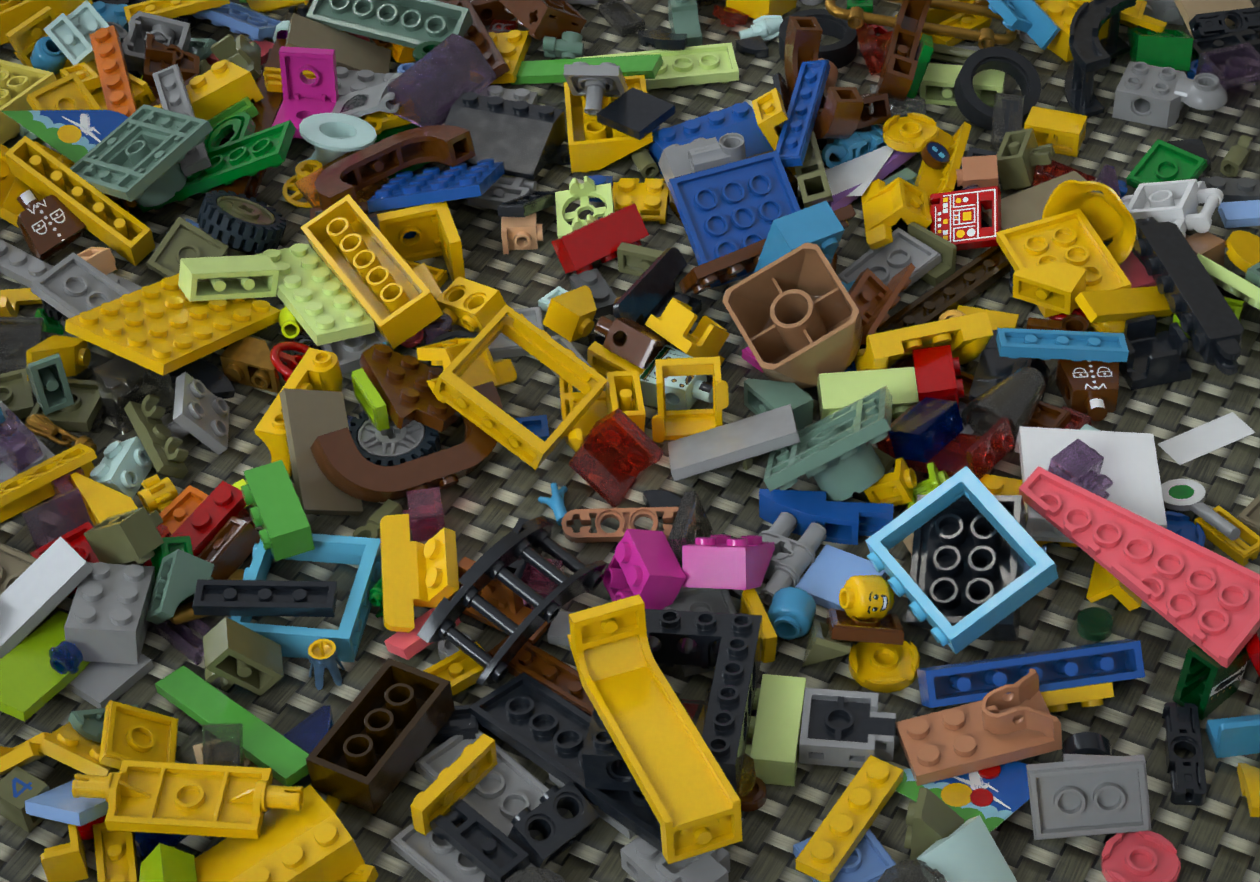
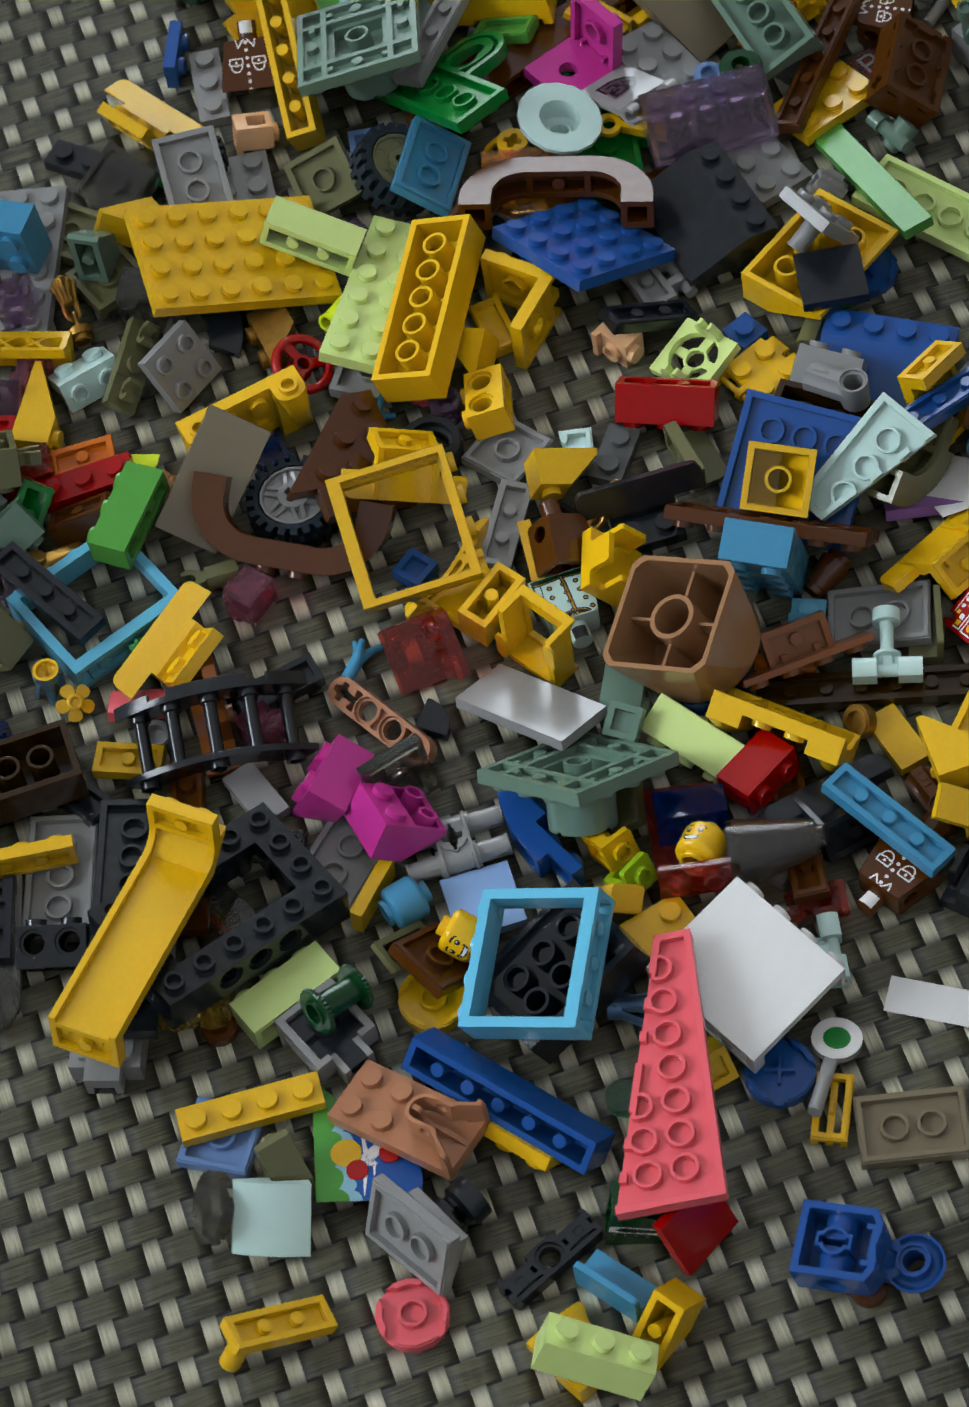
camera: 50 degrees right, 15 degrees up
(157, 493) = (84, 424): yellow gear -> none
(266, 205) = (430, 166): none -> dark azure tile
(360, 666) = (74, 702): none -> yellow plant
(370, 400) = (298, 449): lime tile -> none
(554, 90) = (829, 181): none -> light grey gear
(742, 215) = (778, 479): none -> yellow slope
(792, 166) = (867, 454): none -> light aqua wing
(811, 406) = (624, 721): none -> sand green plate
(837, 683) = (324, 1007): none -> dark green hose
(933, 277) = (887, 660): none -> light aqua bar
(965, 428) = (701, 842): none -> yellow head
(1082, 467) = (722, 956): clear purple brick -> none

